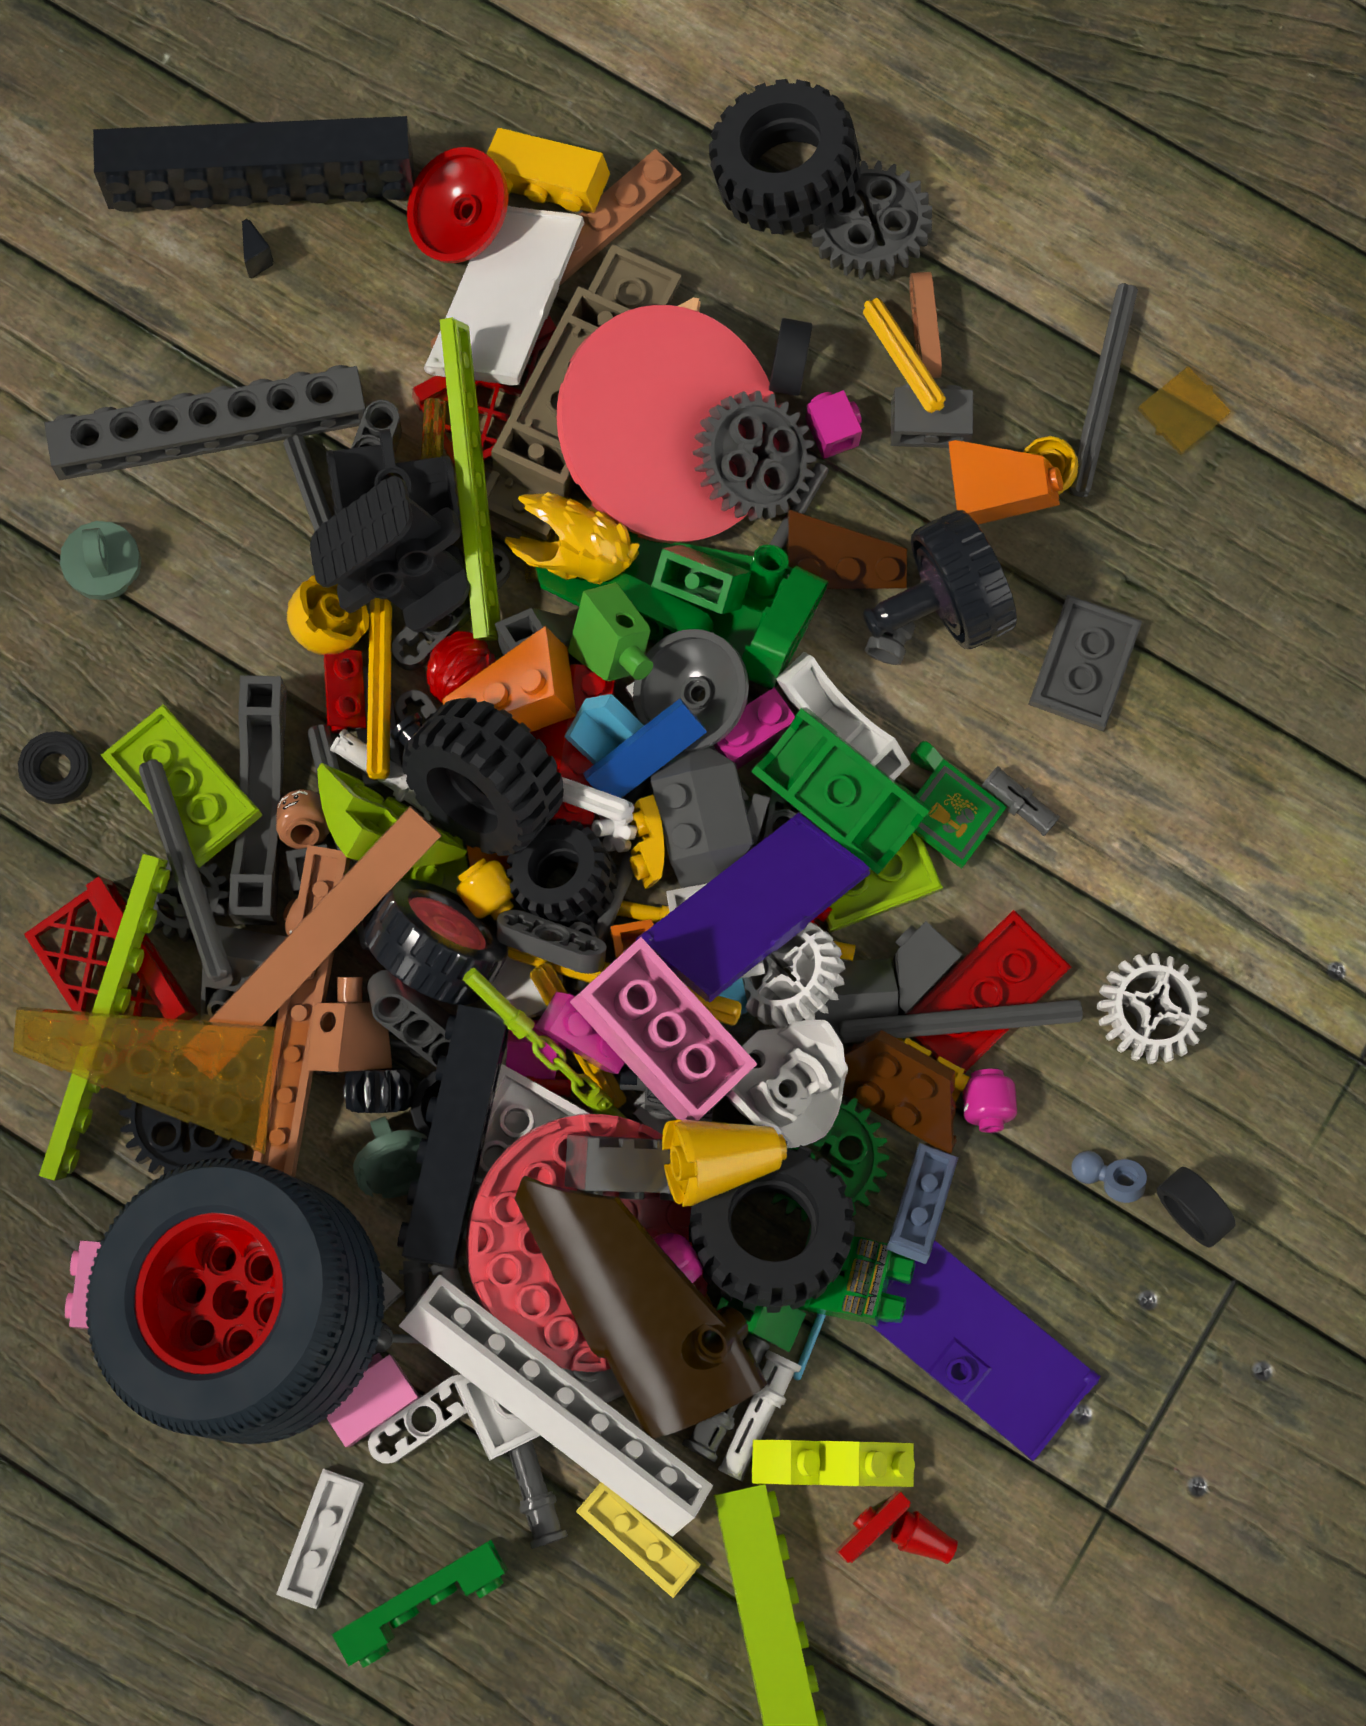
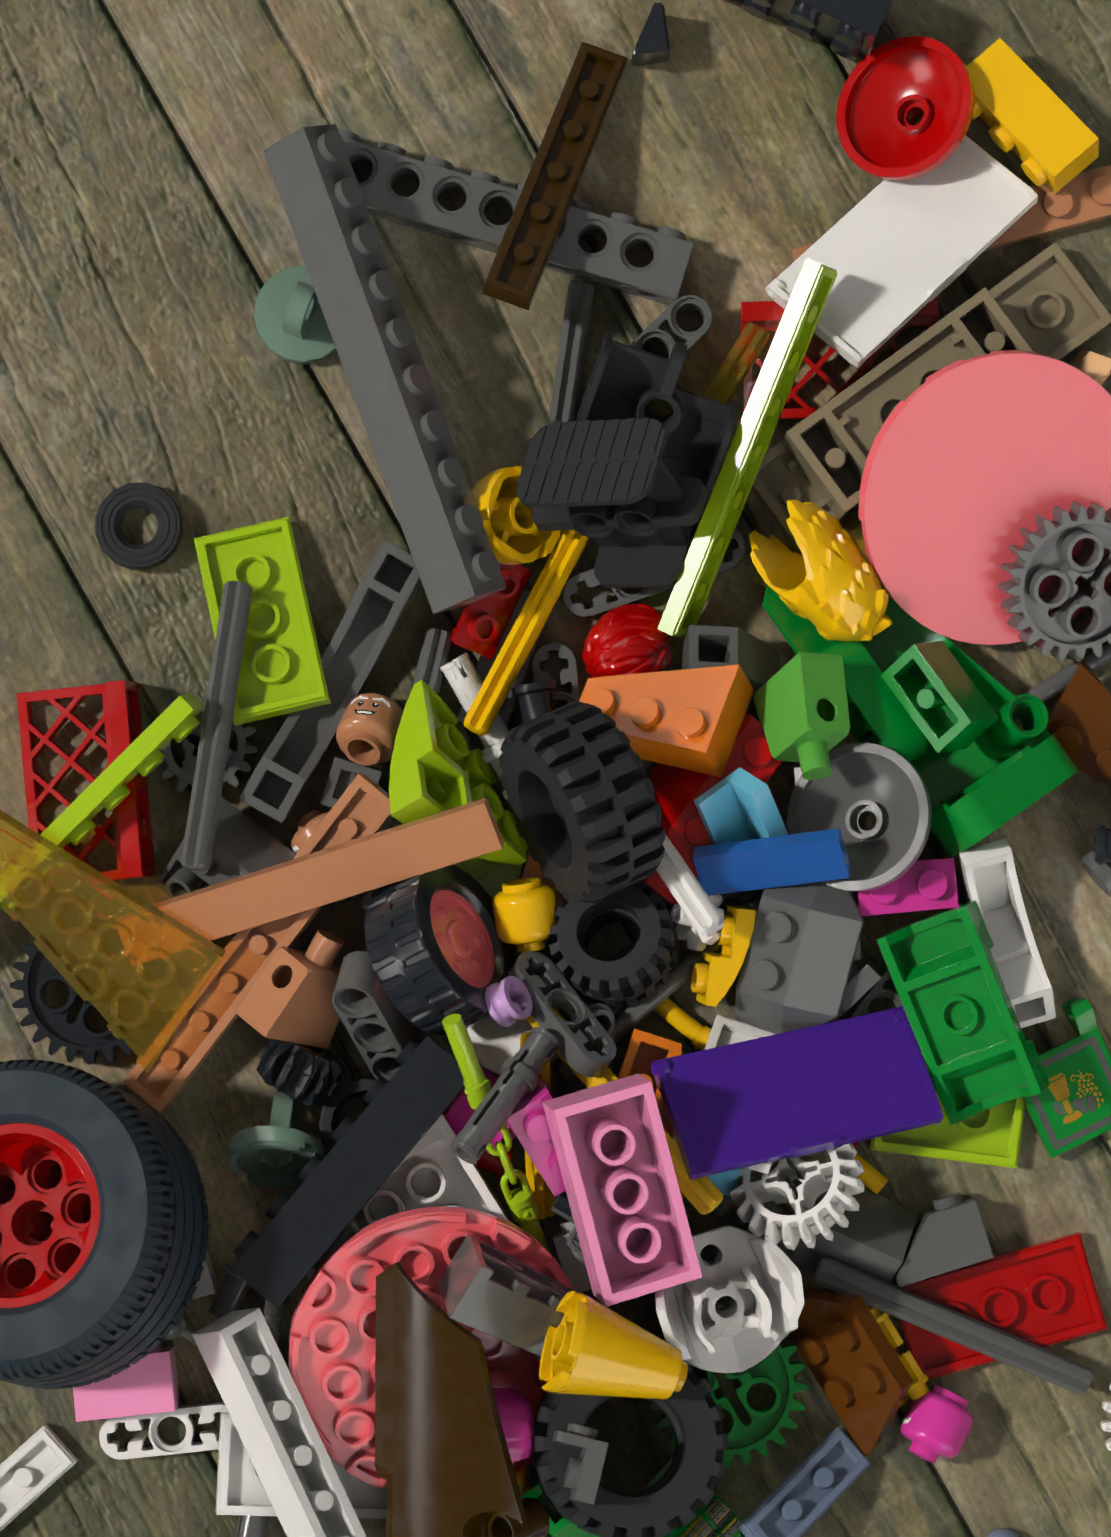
camera: 35 degrees right, 10 degrees up
(178, 554) = (384, 367): none -> dark grey brick
(232, 370) = (554, 176): none -> dark brown tile
(506, 949) = (508, 1001): none -> lavender bush
(541, 999) = (516, 1079): none -> dark grey pin
(749, 1252) = (583, 1472): none -> dark grey bracket

